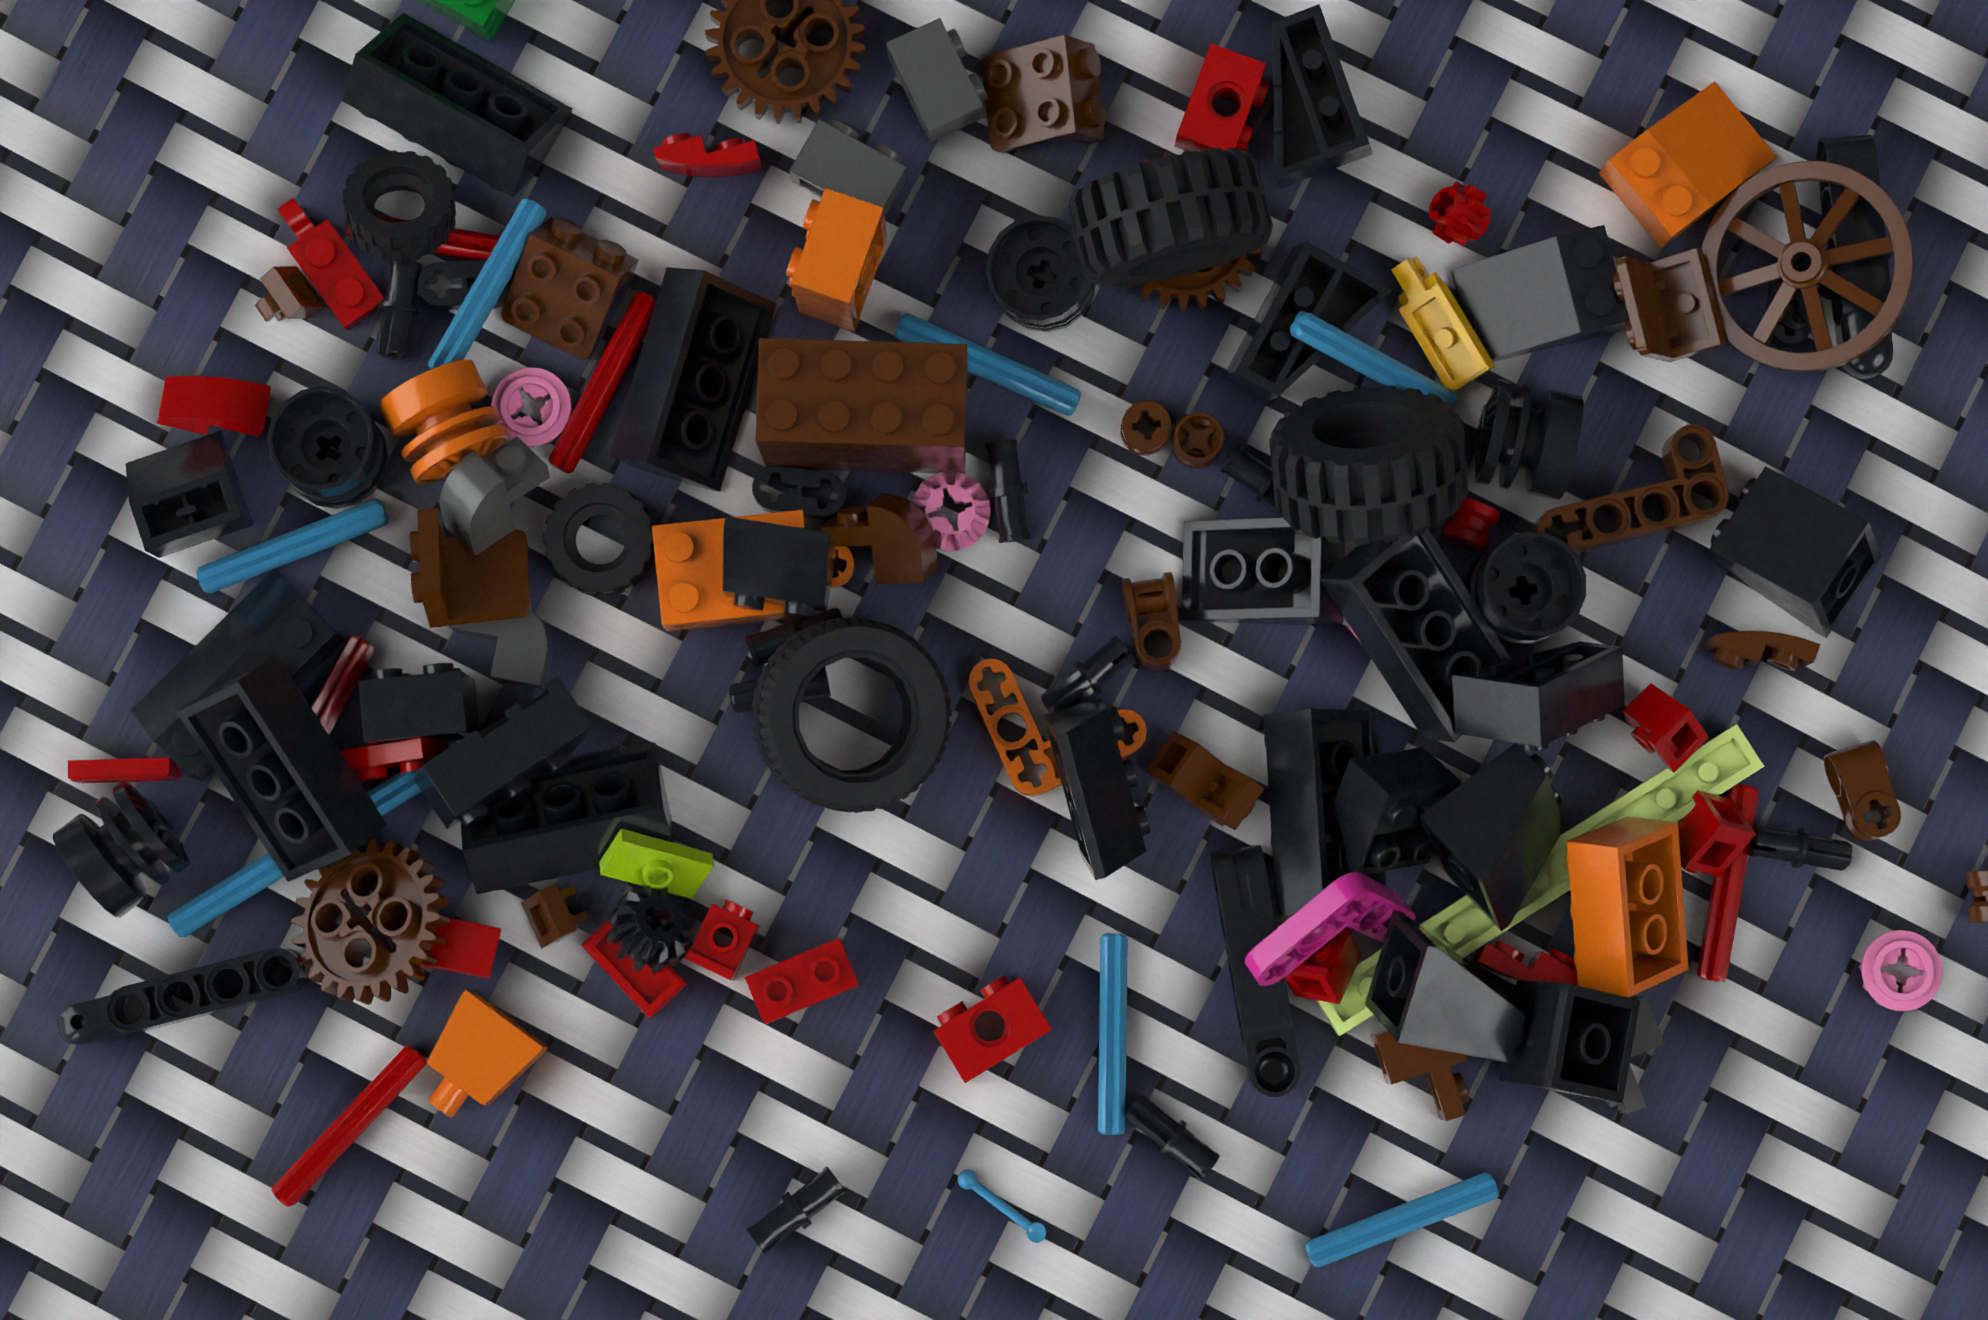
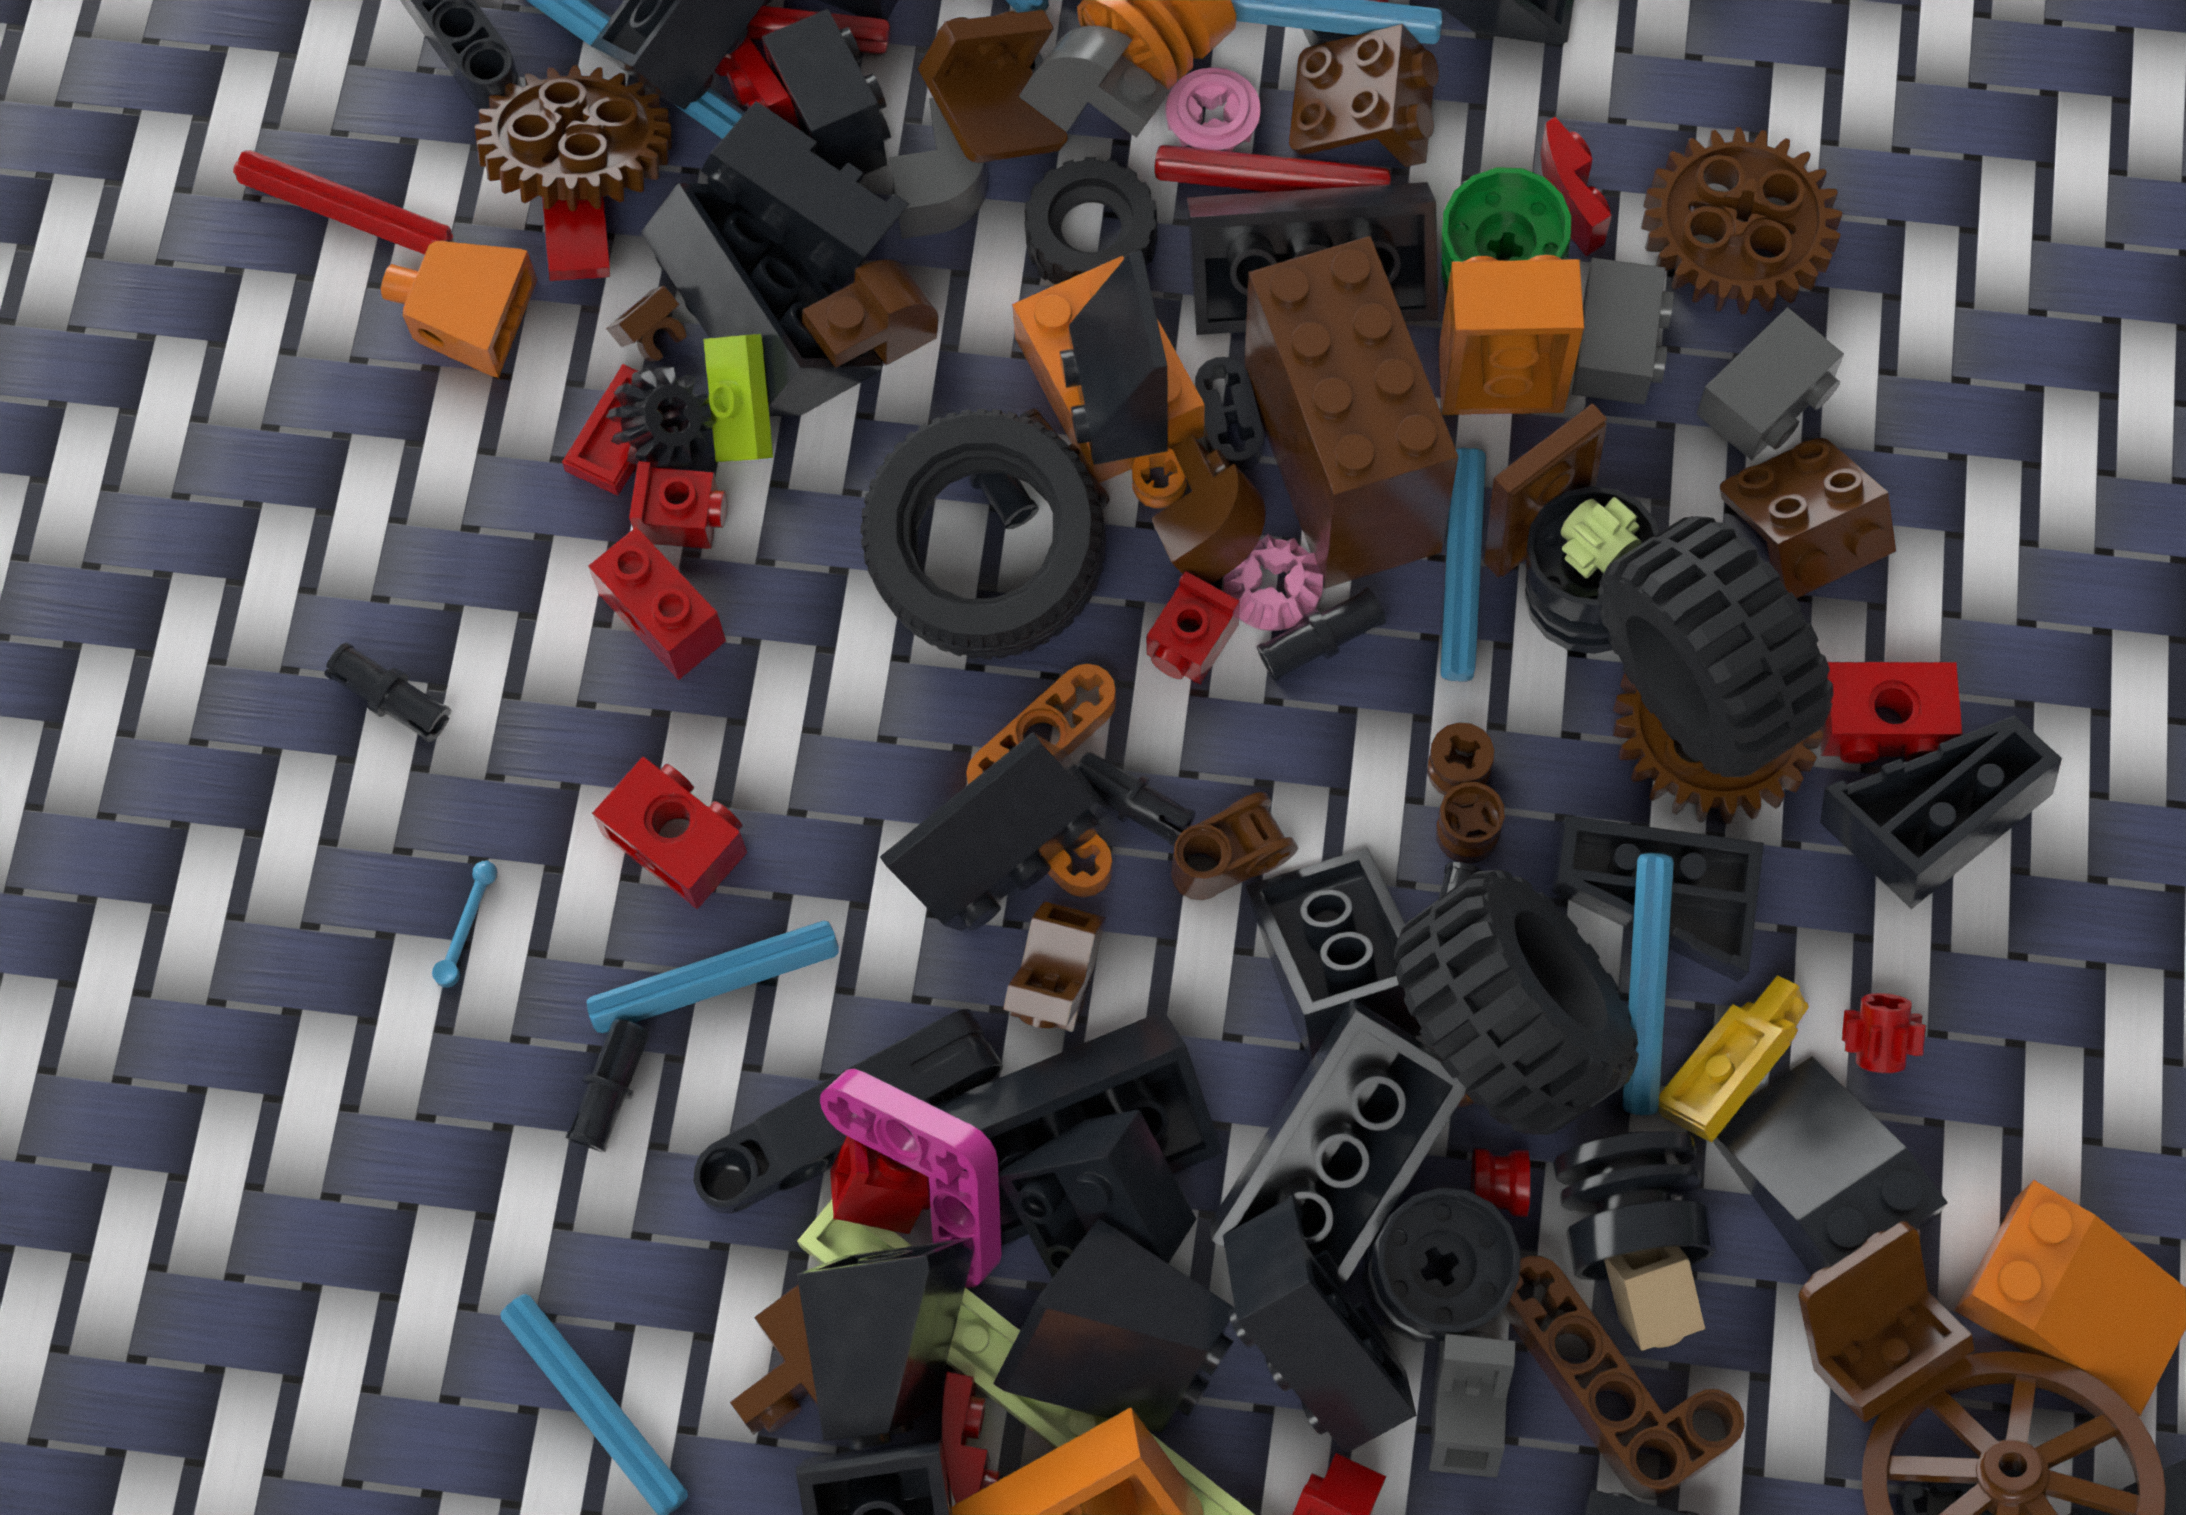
camera: 75 degrees right, 15 degrees down
(625, 738) = (877, 312): none -> reddish brown brick
(749, 202) = (1504, 216): none -> green wheel
(953, 575) = (1192, 653): none -> red brick
(977, 284) = (1557, 464): none -> reddish brown tile
(1036, 260) = (1598, 535): none -> yellowish green gear
(1600, 451) = (1655, 1296): none -> tan brick
(1622, 606) = (1470, 1404): none -> dark grey brick

